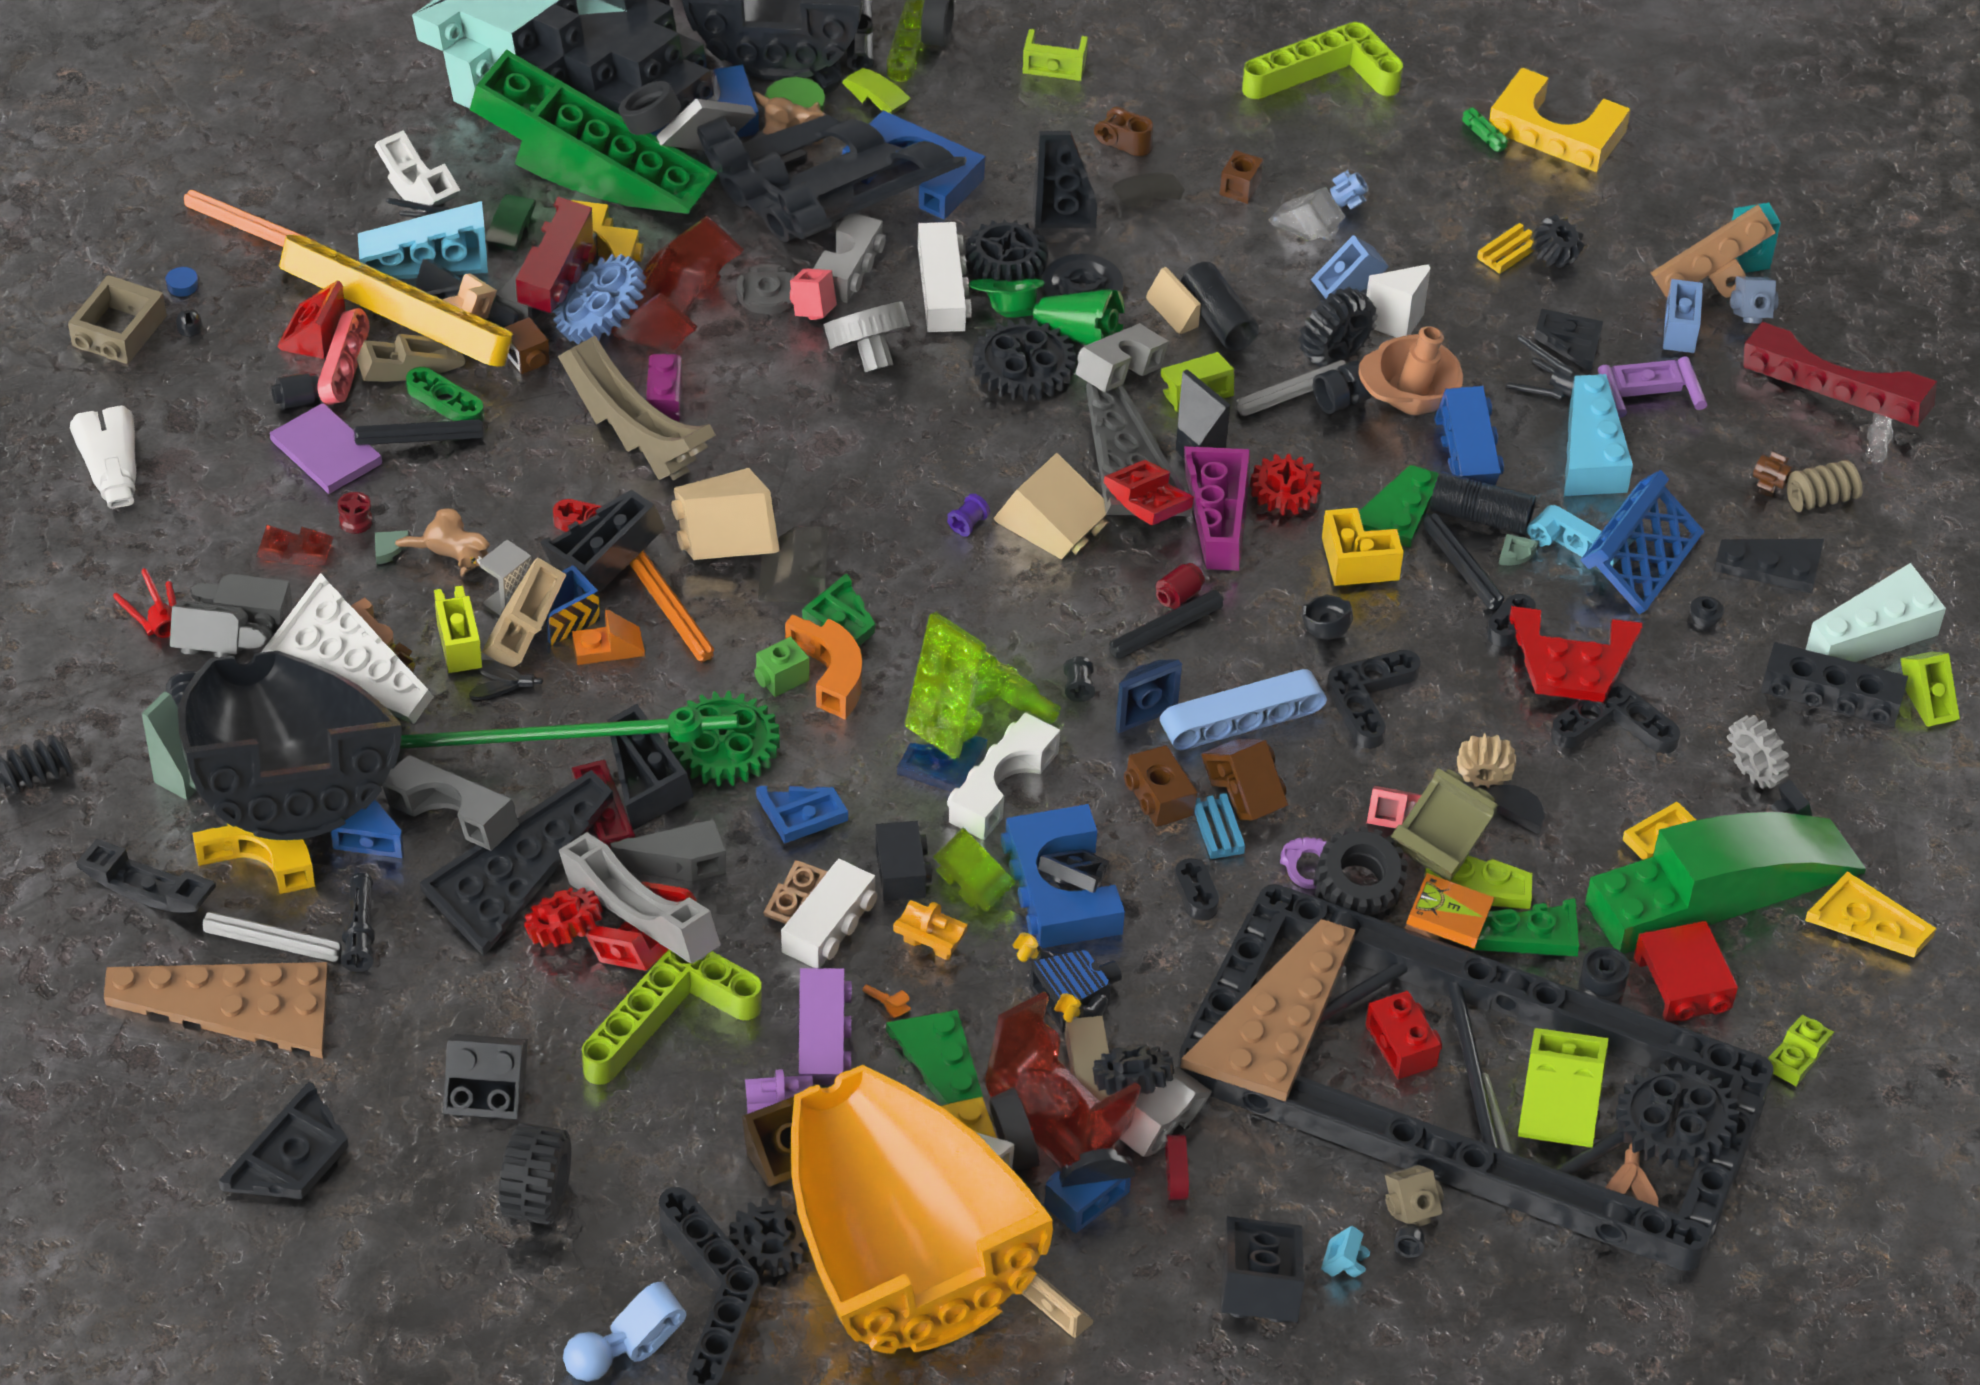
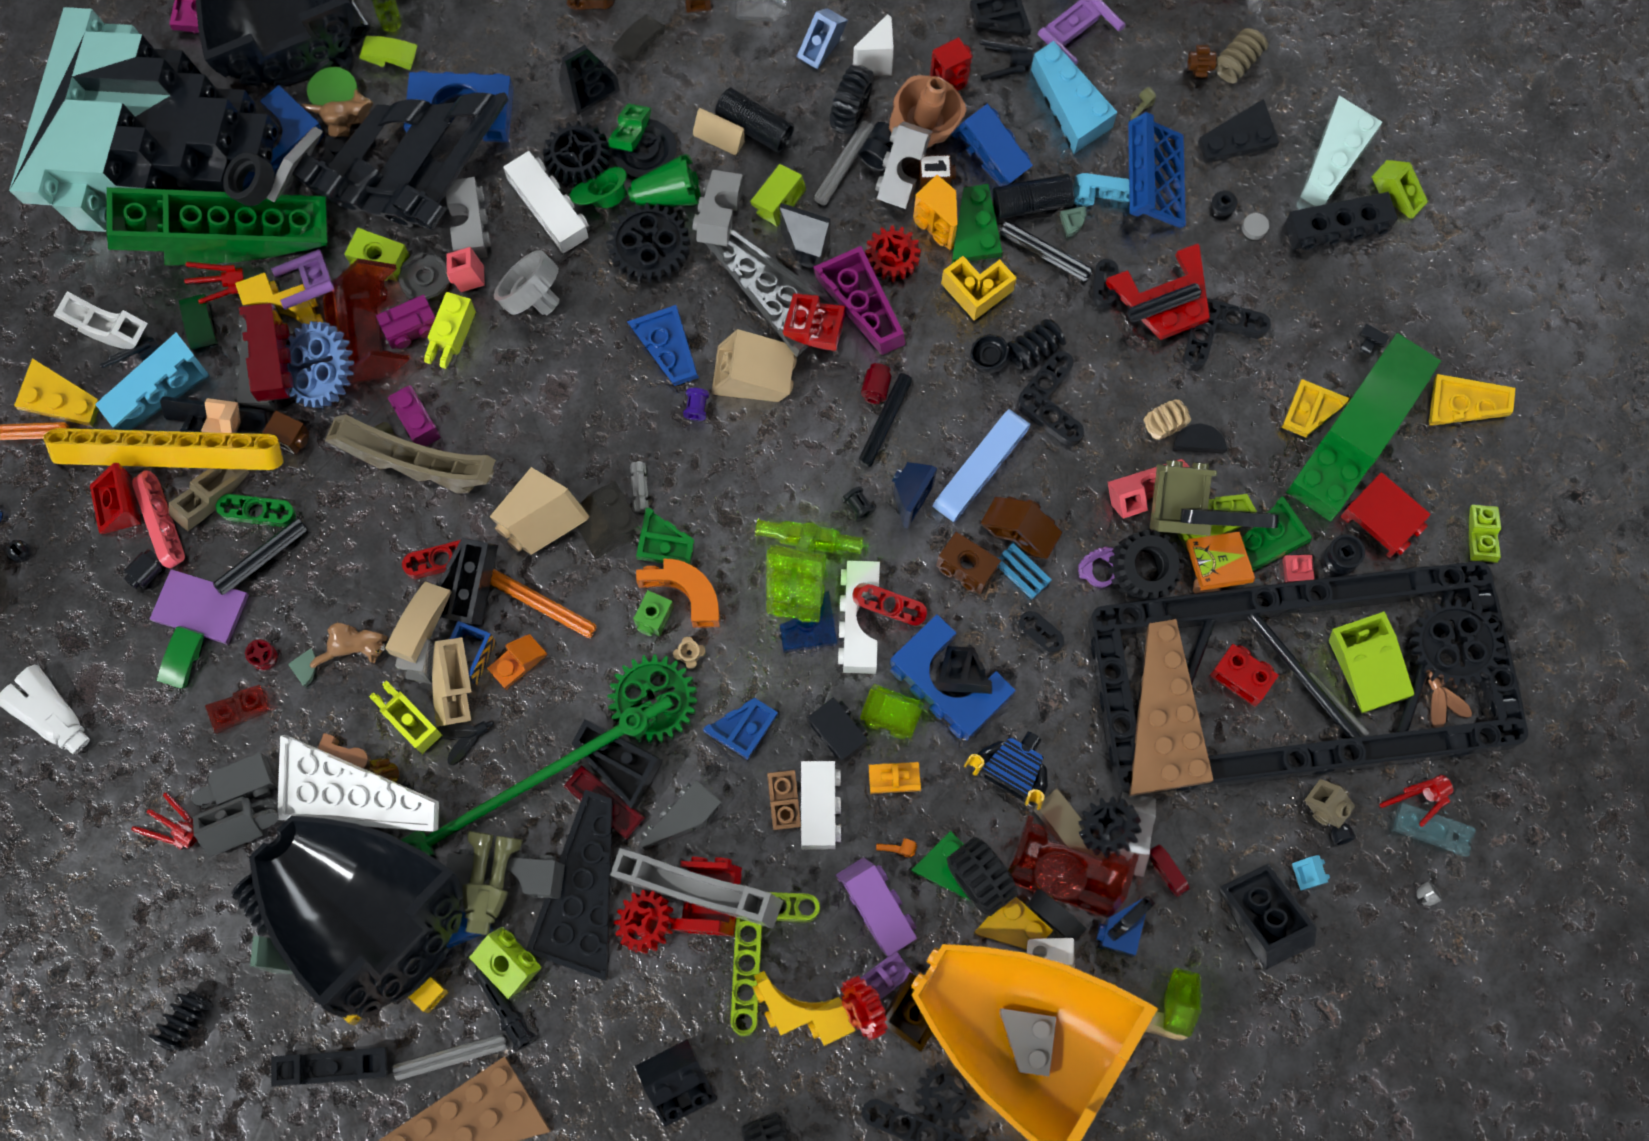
camera: 30 degrees left, 25 degrees up
(272, 475) = (179, 657): none -> green slope
(322, 218) = (55, 397): none -> yellow wing
(392, 877) = (491, 959): none -> lime brick
(413, 800) = (486, 900): none -> olive piece
(531, 534) = (418, 622): none -> tan slope
(573, 193) = (229, 278): none -> red plant
(652, 229) = (314, 277): none -> medium lavender plate
(690, 1100) = (825, 1019): none -> yellow arch
(721, 312) = (406, 322): none -> magenta brick
(735, 1092) = (864, 1008): none -> red gear
(754, 247) = (367, 245): none -> lime brick
(759, 335) = (449, 328): none -> neon yellow hinge
(794, 720) = (686, 645): none -> tan plate
(853, 556) = (639, 486): none -> light grey axle
(899, 1230) = (1030, 1039): none -> light grey wing
(954, 1038) = (982, 876): none -> black tyre
(978, 451) = (667, 343): none -> blue wing
(1020, 758) = (896, 613): none -> red beam
(1081, 255) = (631, 127): none -> green slope
(1096, 1279) = (1182, 1002): none -> clear neon green brick
(1332, 420) = (895, 185): none -> light grey arch
(1360, 461) = (937, 211): none -> light orange slope
(1387, 437) = (936, 165): none -> brick
(1387, 629) = (1034, 342): none -> black piece
(1473, 345) = (952, 63): none -> red brick
(1473, 1347) = (1430, 894): none -> light grey hinge
(1490, 870) = (1229, 518): none -> black beam
(1525, 1290) = (1436, 831): none -> clear light blue plate
(1548, 968) = (1298, 568): none -> coral tile
(1555, 1249) = (1434, 790): none -> red plant
(1558, 649) = (1164, 302): none -> black axle
(1685, 483) = (1148, 98): none -> olive hand
(1728, 648) = (1255, 226): none -> light grey tile
(1758, 751) = (1334, 311): light grey gear -> none

